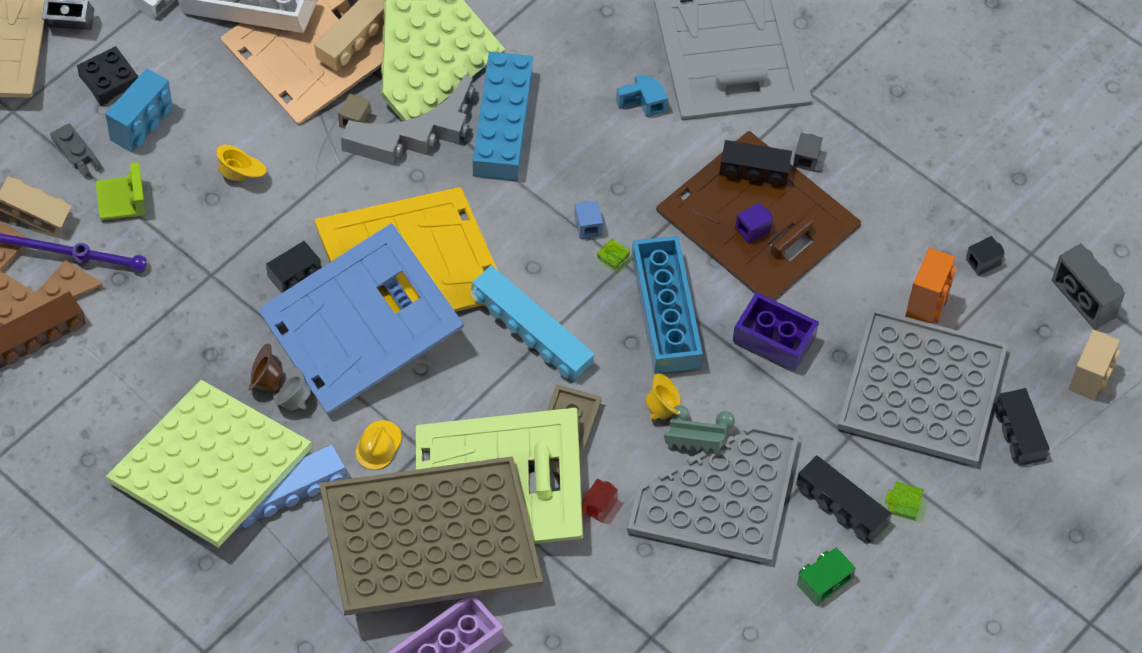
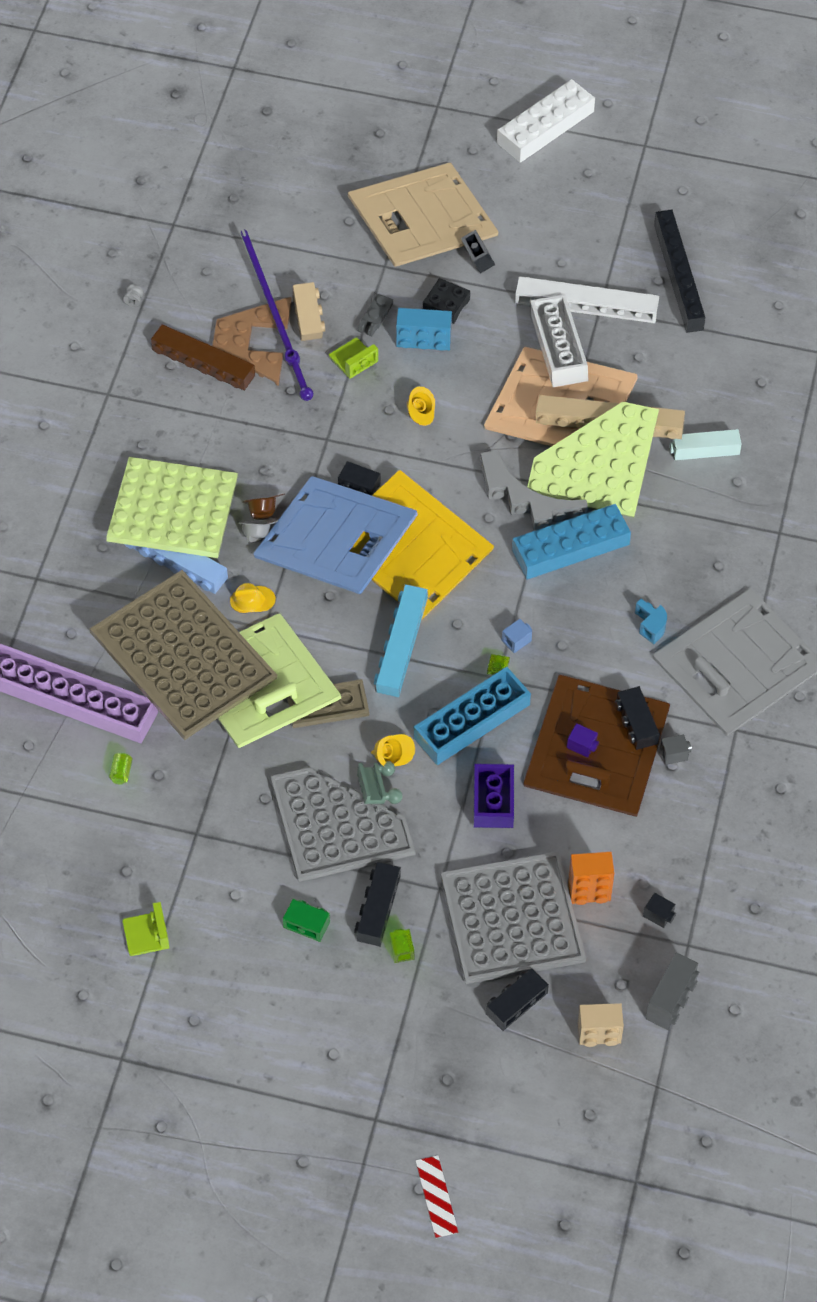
camera: 65 degrees right, 0 degrees up
(354, 109) = (513, 452): dark tan brick -> none
(599, 500) = (284, 749): clear red brick -> none

